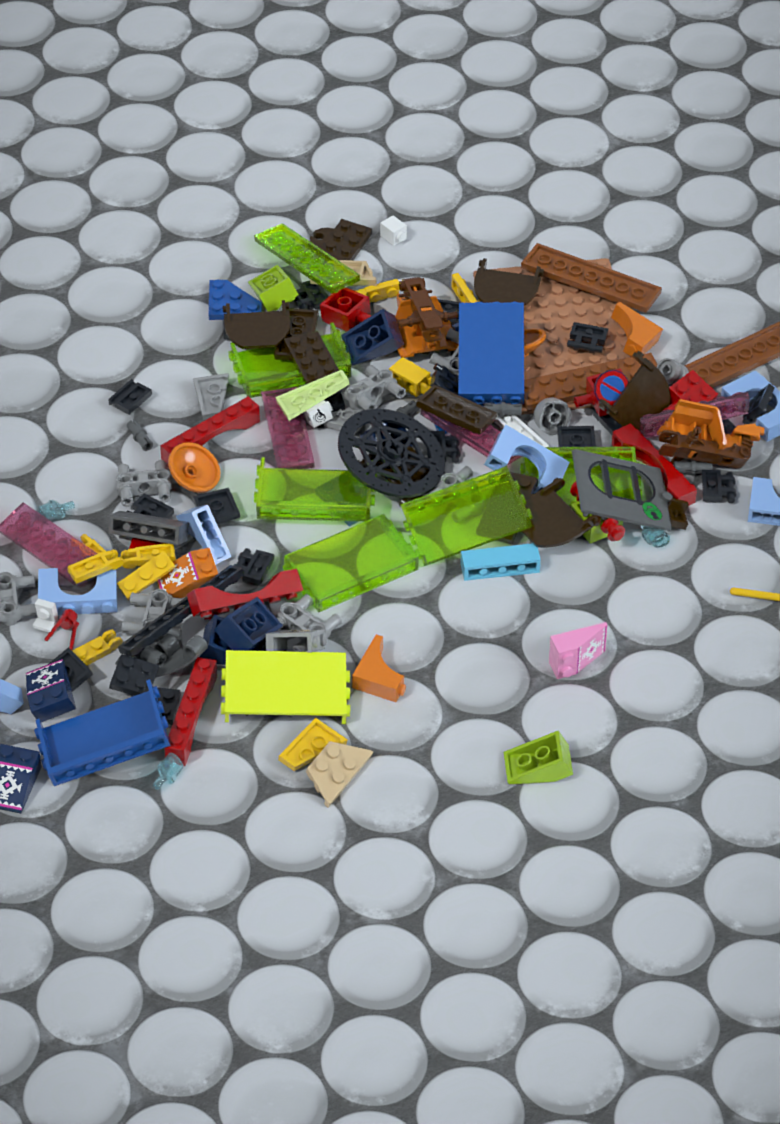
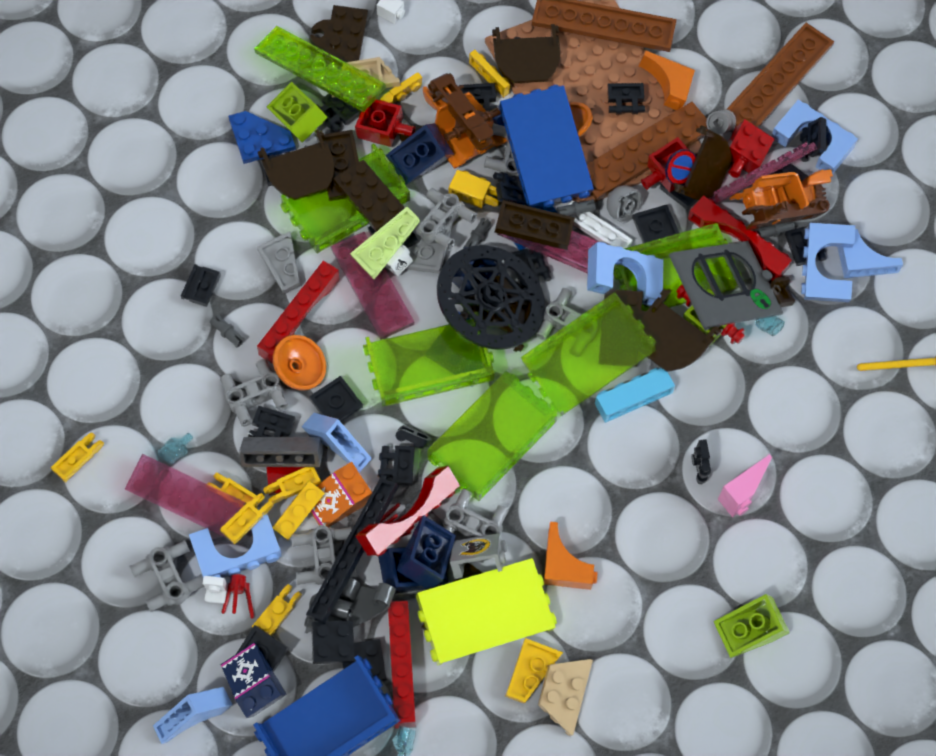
camera: 20 degrees left, 20 degrees up
(270, 543) = (418, 438): none -> black plate
(541, 621) = (701, 461): none -> black plate
(729, 475) = (817, 286): none -> light blue arch

